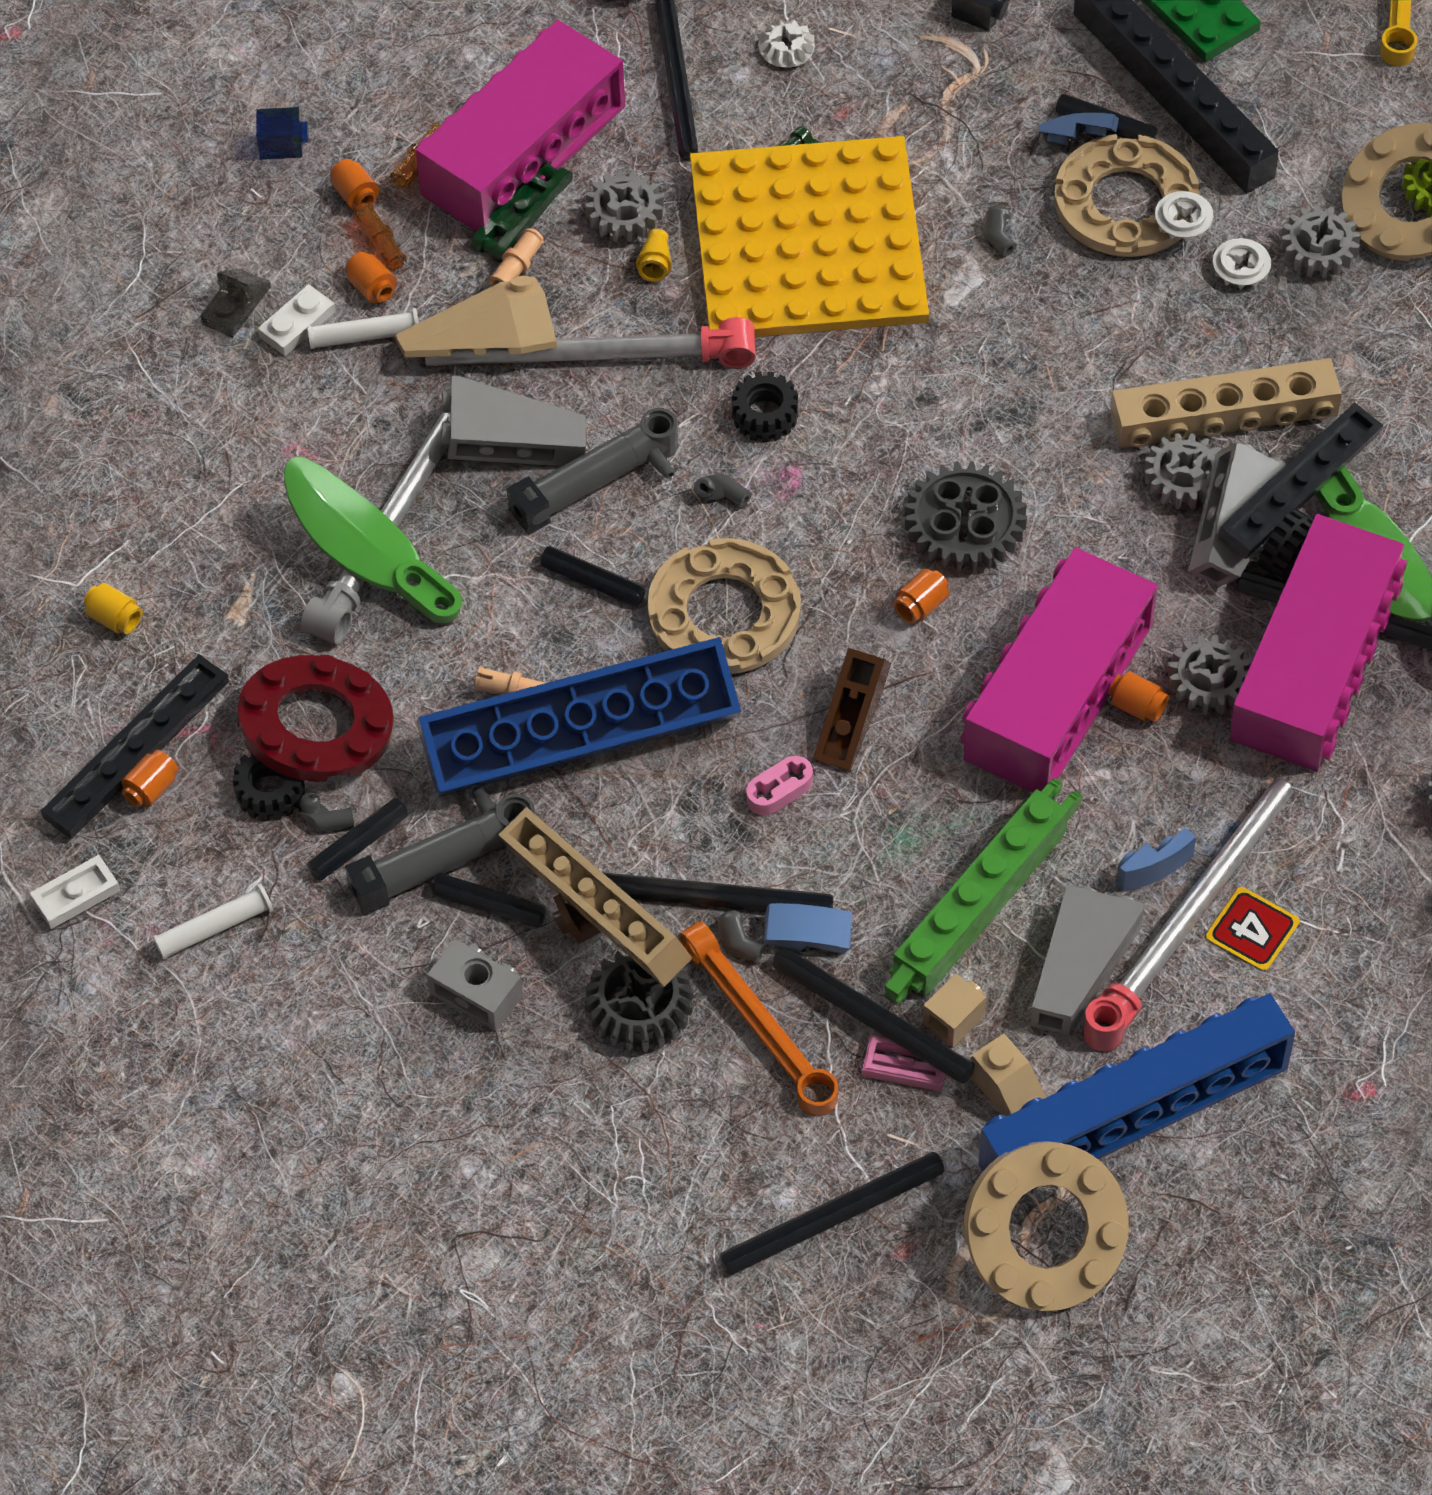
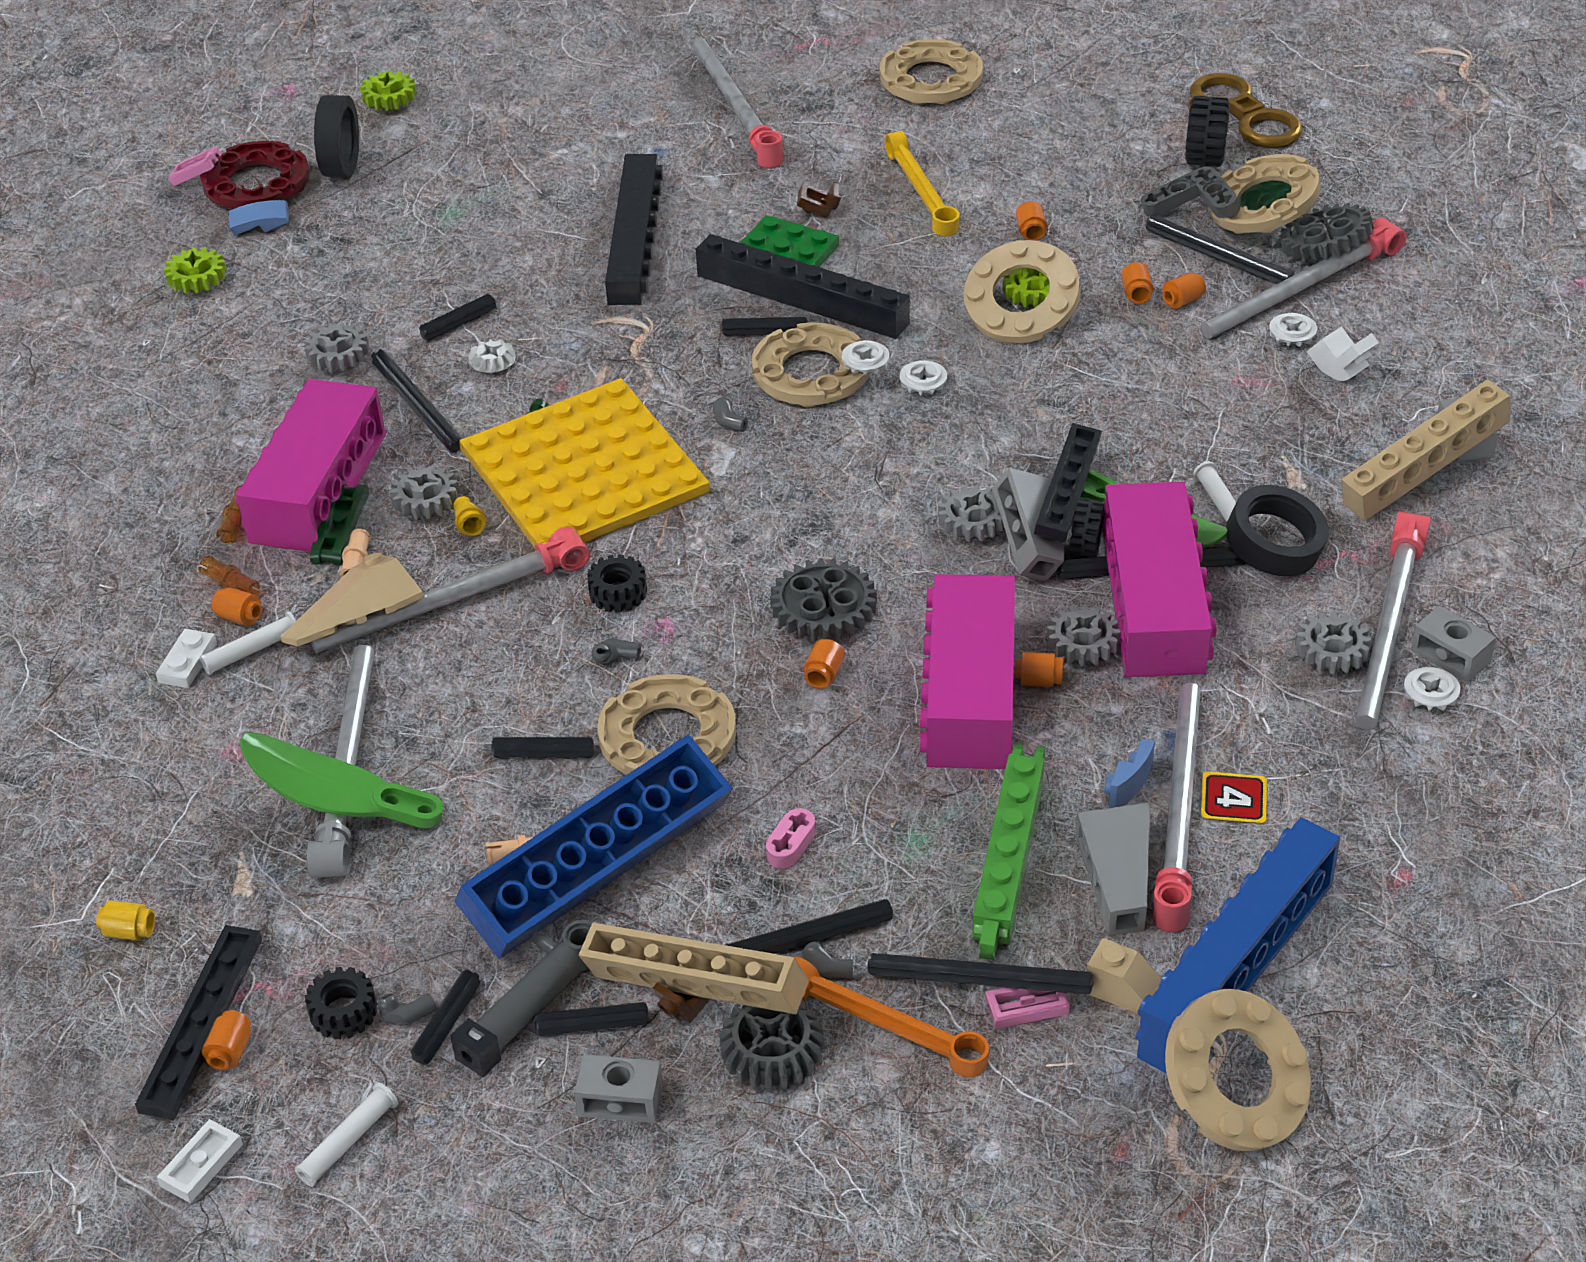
camera: 25 degrees left, 15 degrees down
(235, 301) = (124, 663): clear smoke slope -> none
(280, 133) = (108, 535): clear blue brick -> none
(303, 758) = (340, 966): dark red plate -> none
(353, 183) = (188, 548): orange brick -> none
(508, 426) = (415, 663): light grey slope -> none
(535, 501) = (463, 710): dark grey piece -> none
(808, 925) = (881, 928): medium blue slope -> none
(831, 1213) = (1040, 1147): black axle -> none
(851, 708) = (818, 758): reddish brown slope -> none
(954, 1010) = (1044, 941): tan brick -> none
(1068, 127) = (739, 337): medium blue slope -> none
(1226, 402) = (971, 461): tan brick -> none
(1320, 241) = (972, 344): light grey gear -> none

